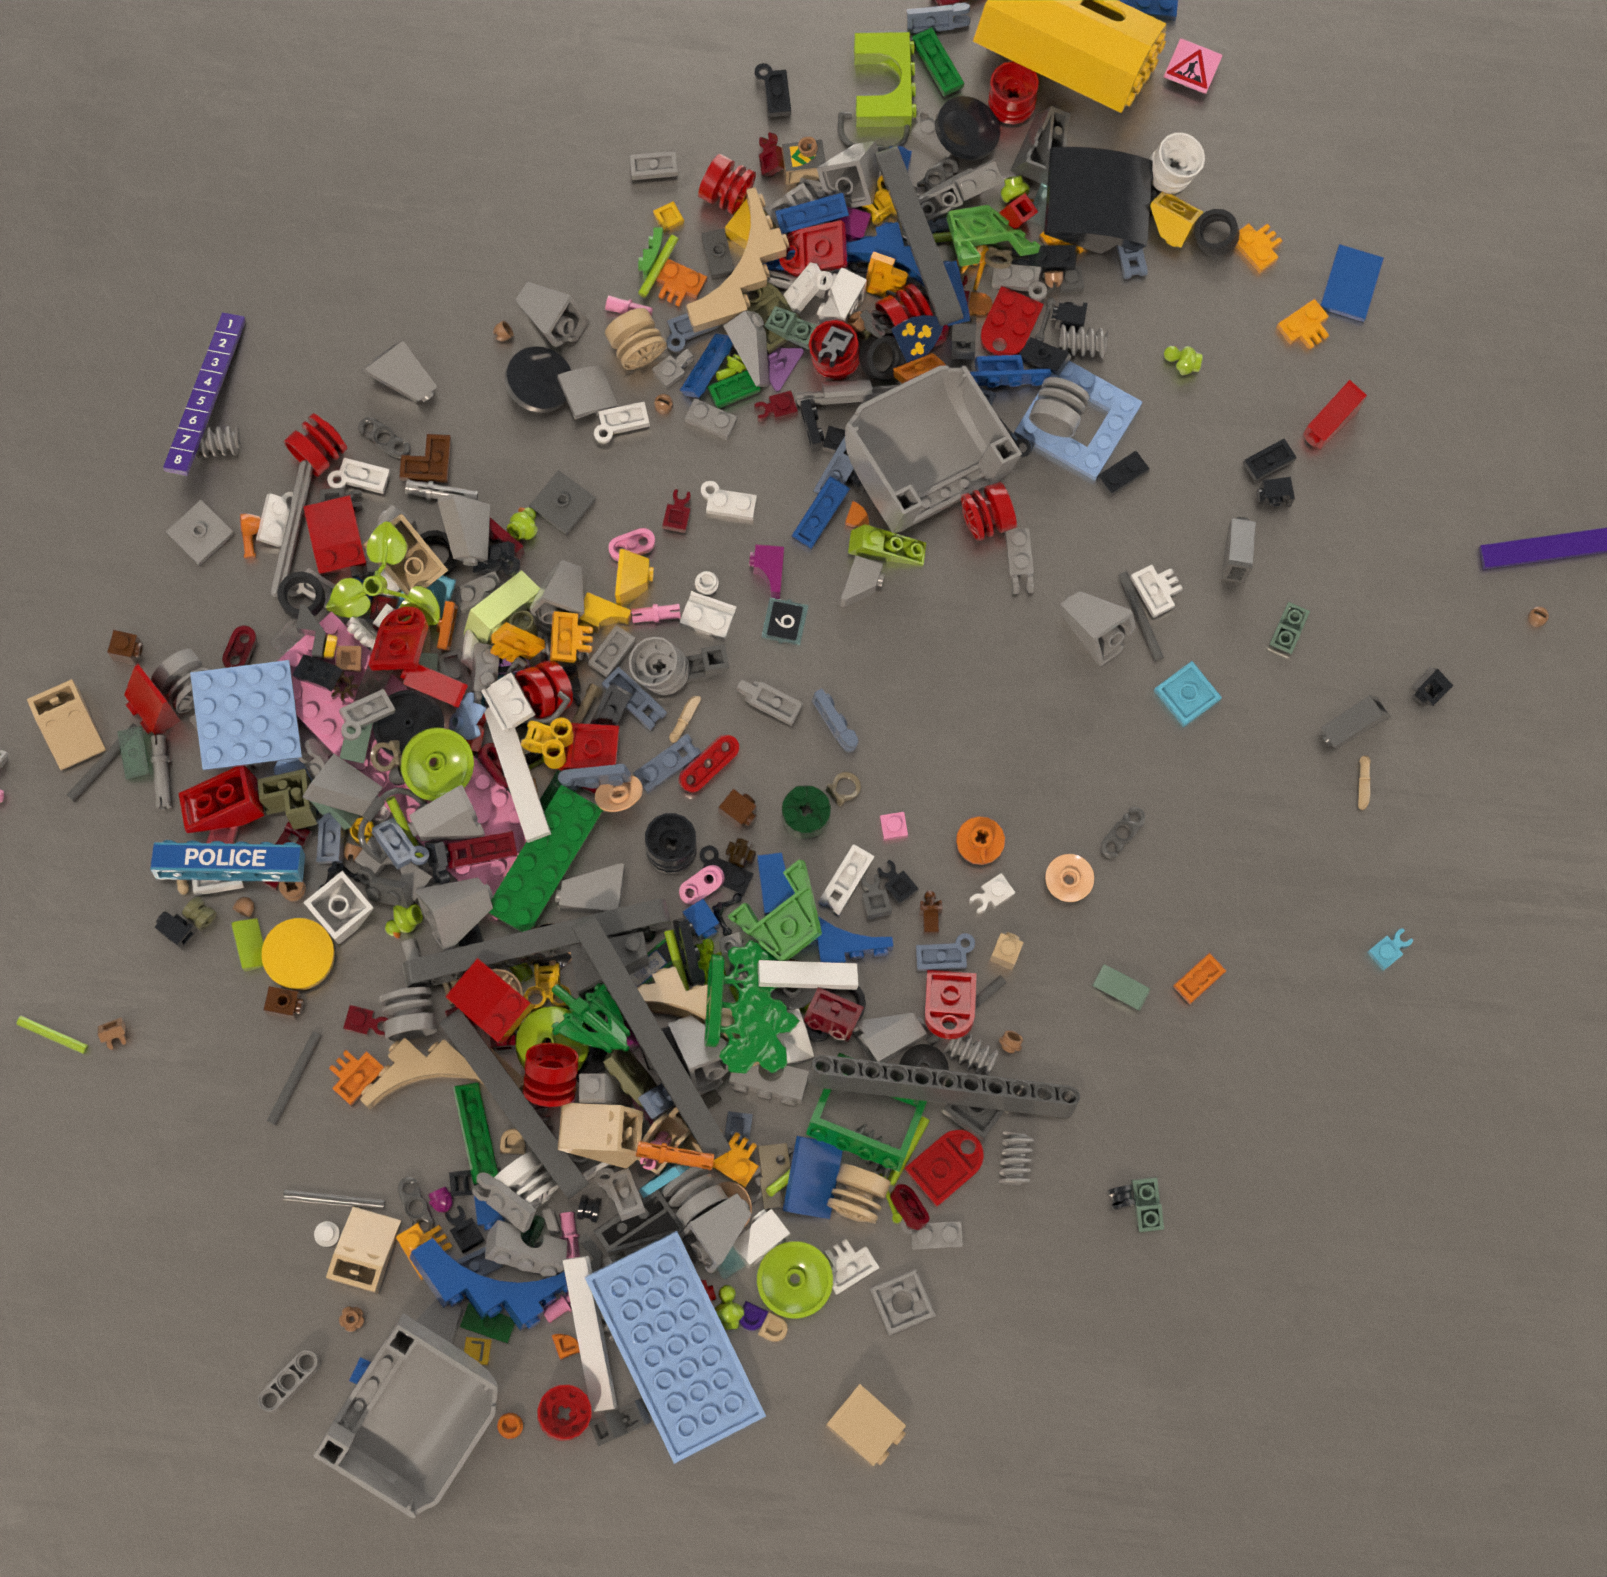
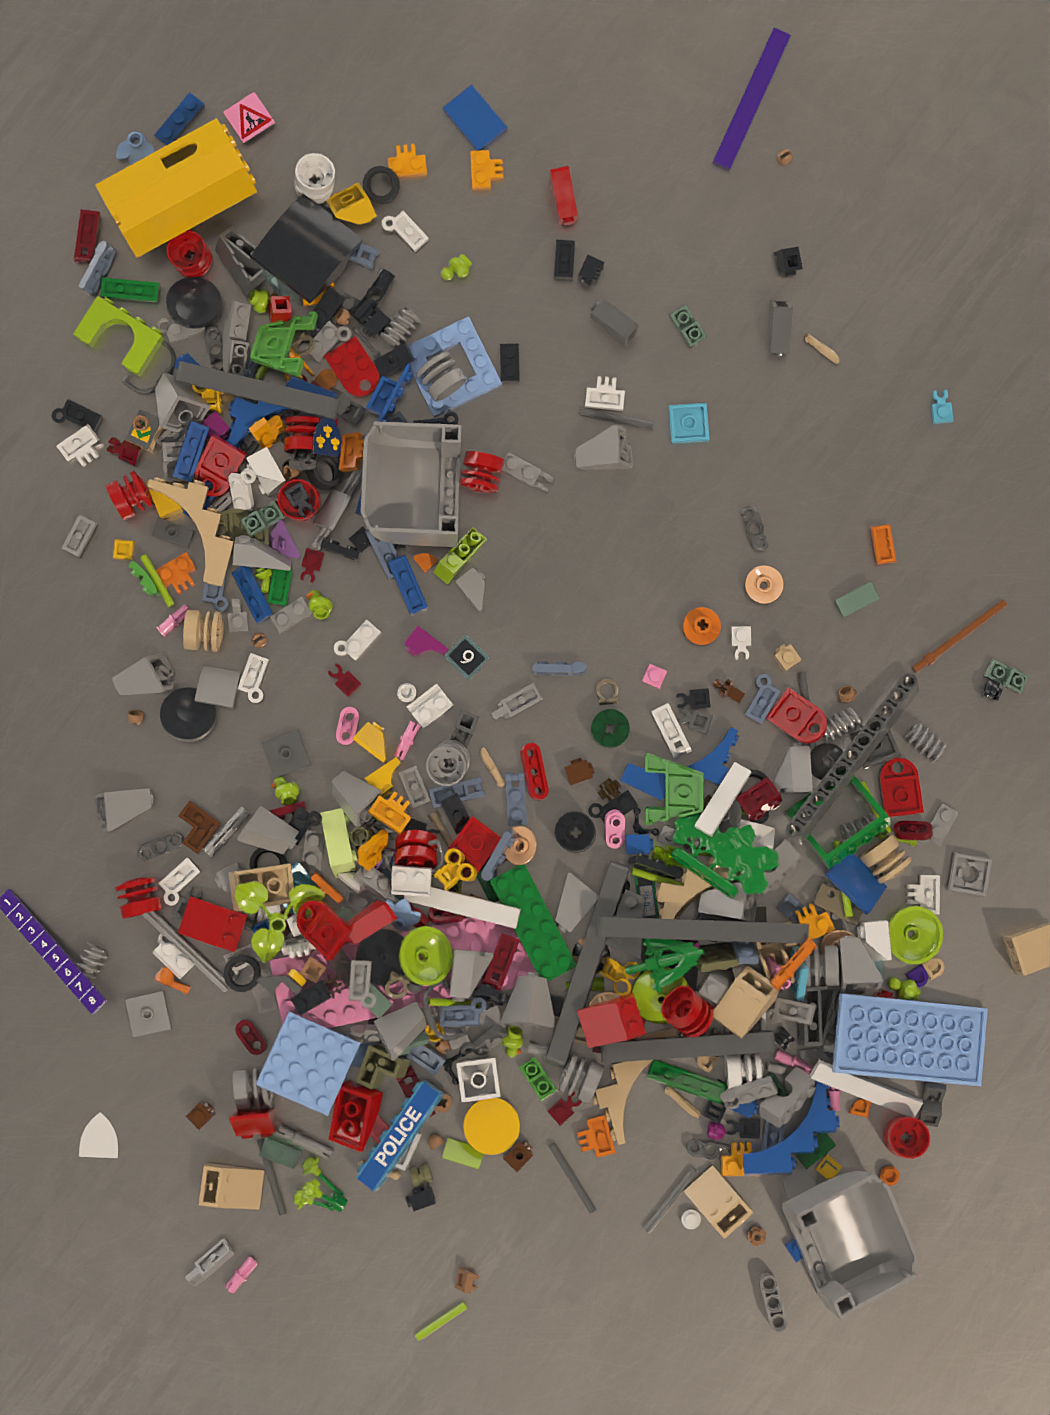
camera: 55 degrees left, 10 degrees up
(37, 565) = (99, 1139): none -> white sticker
(112, 800) = (311, 1189): none -> plant
(380, 973) = (538, 1078): none -> bright green slope
(450, 1145) = (682, 1102): none -> tan piece
(740, 438) = (319, 605): none -> lime animal
(746, 110) = (80, 445): none -> white hinge
(1110, 295) = (380, 287): none -> black piece
(1110, 1107) = (930, 658): none -> dark orange bar
(1188, 286) = (406, 230): none -> white hinge

